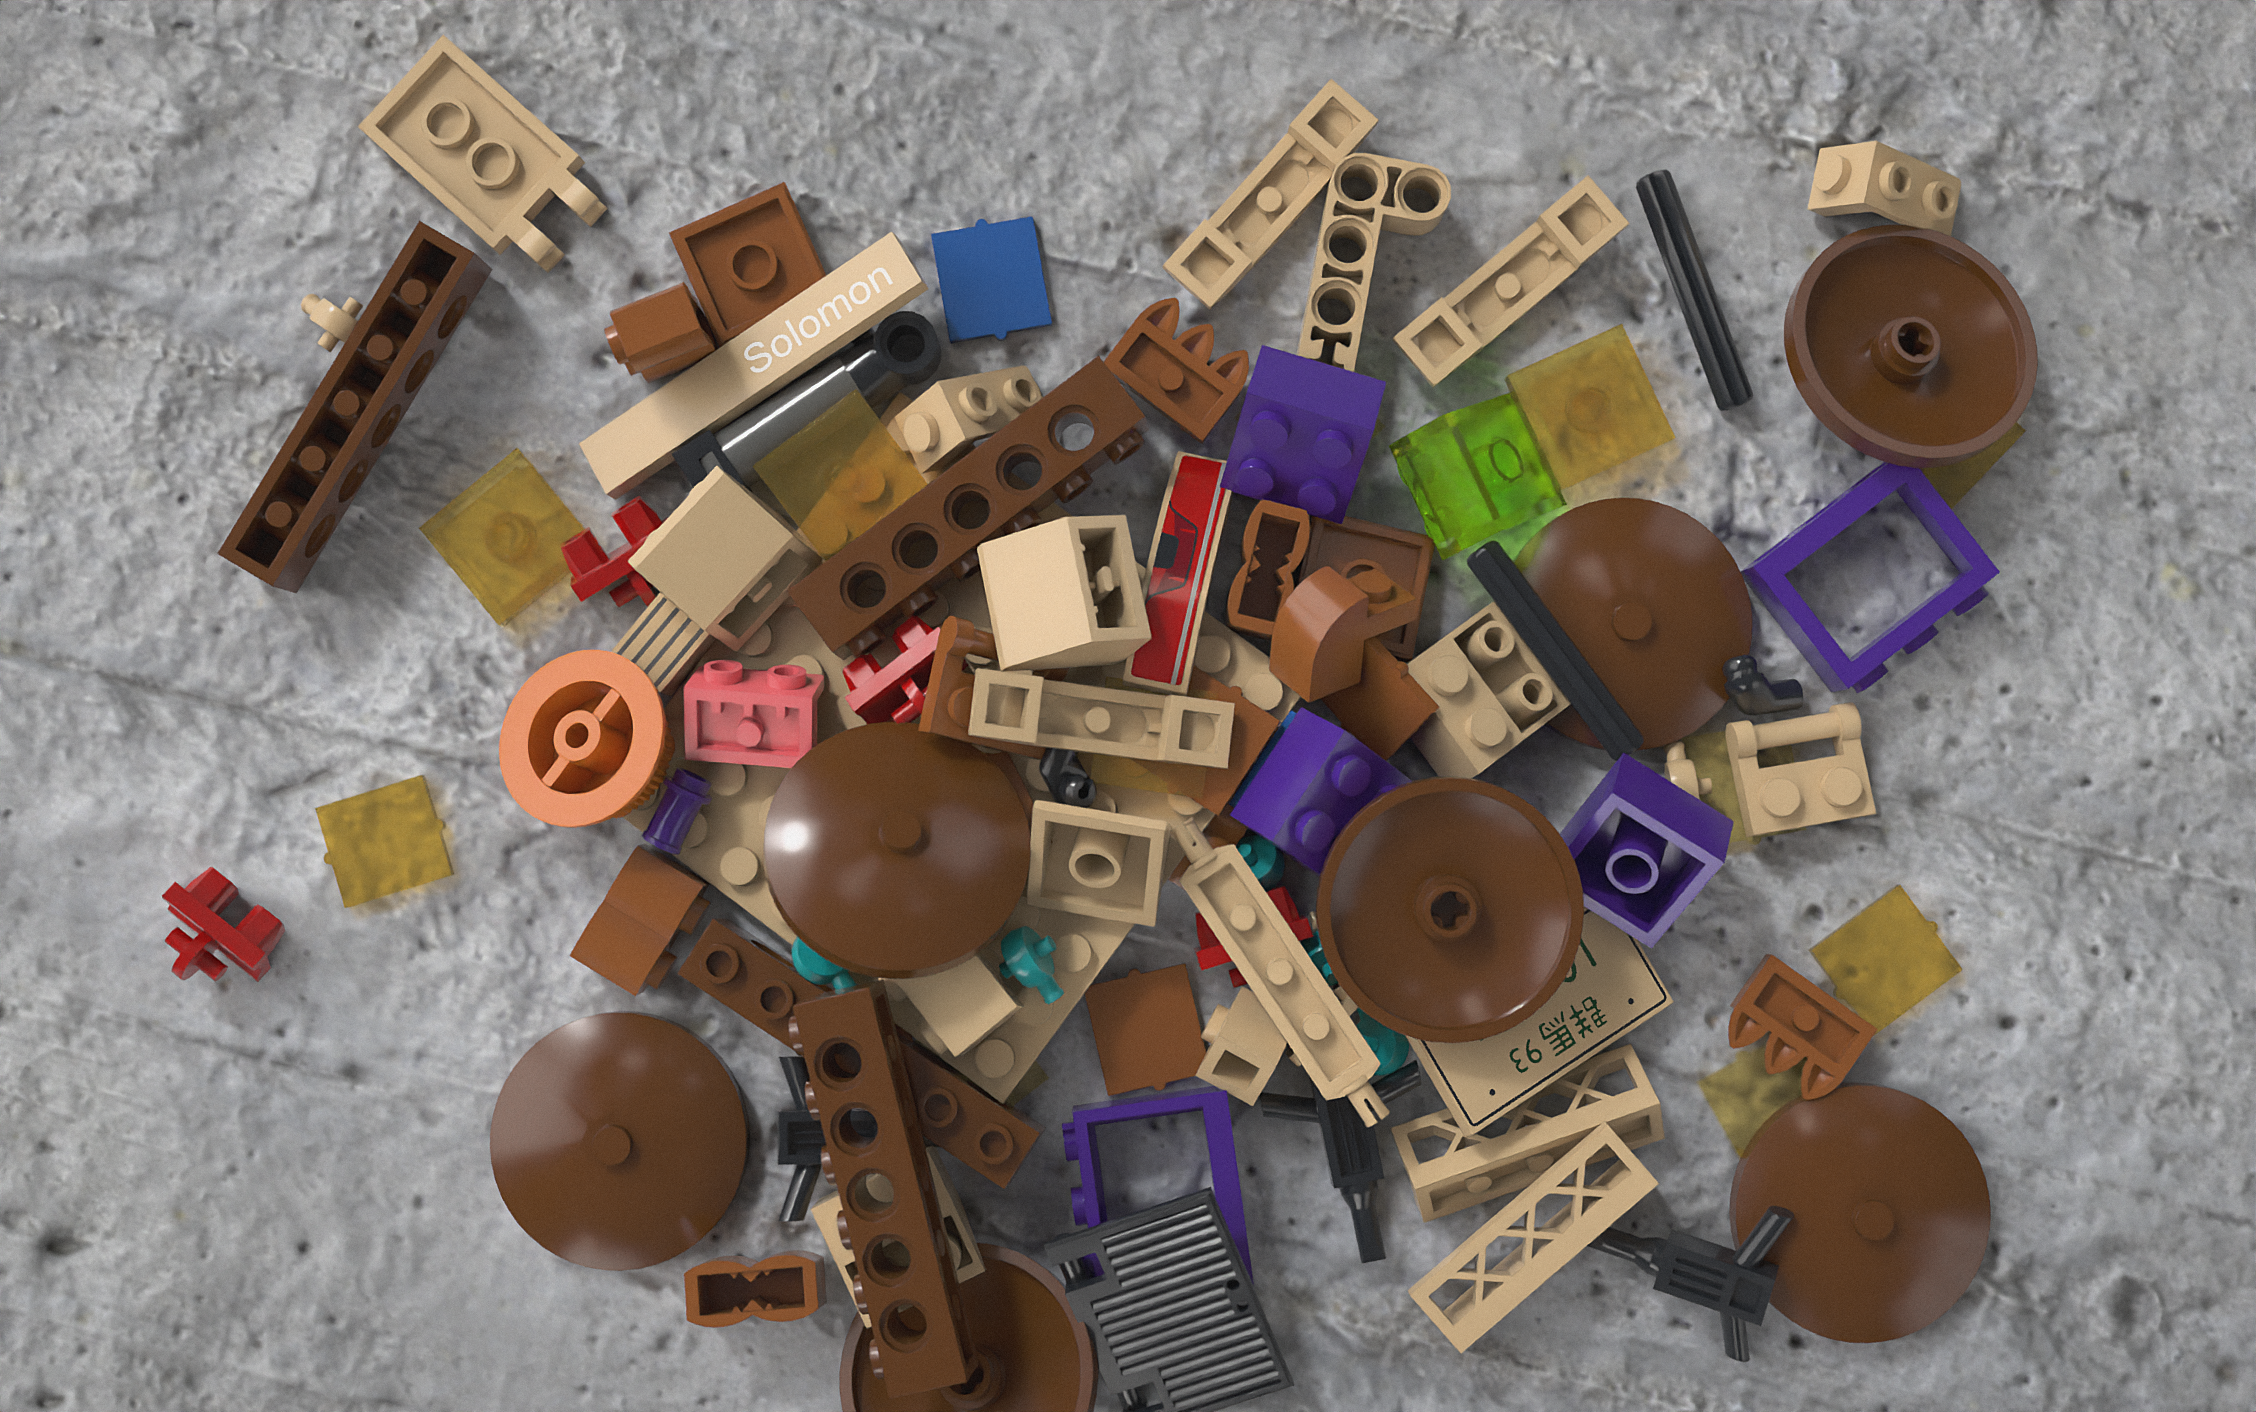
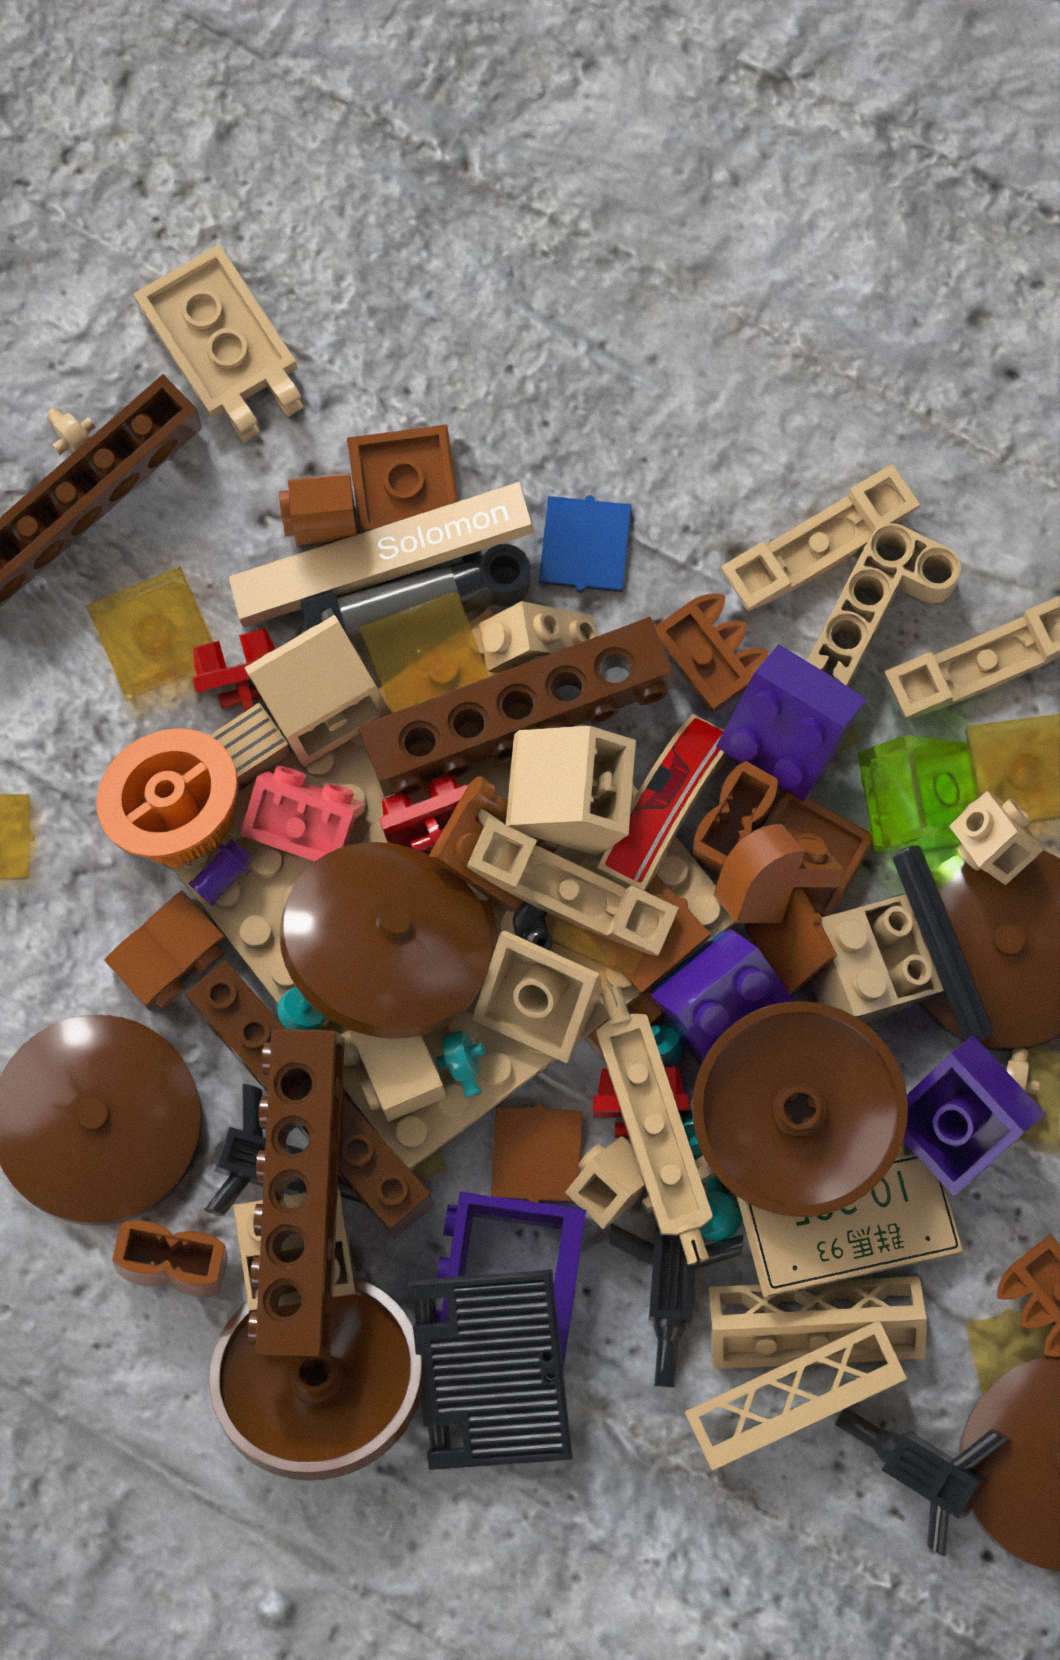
camera: 20 degrees right, 10 degrees down
(1583, 505) = (996, 837): none -> tan brick

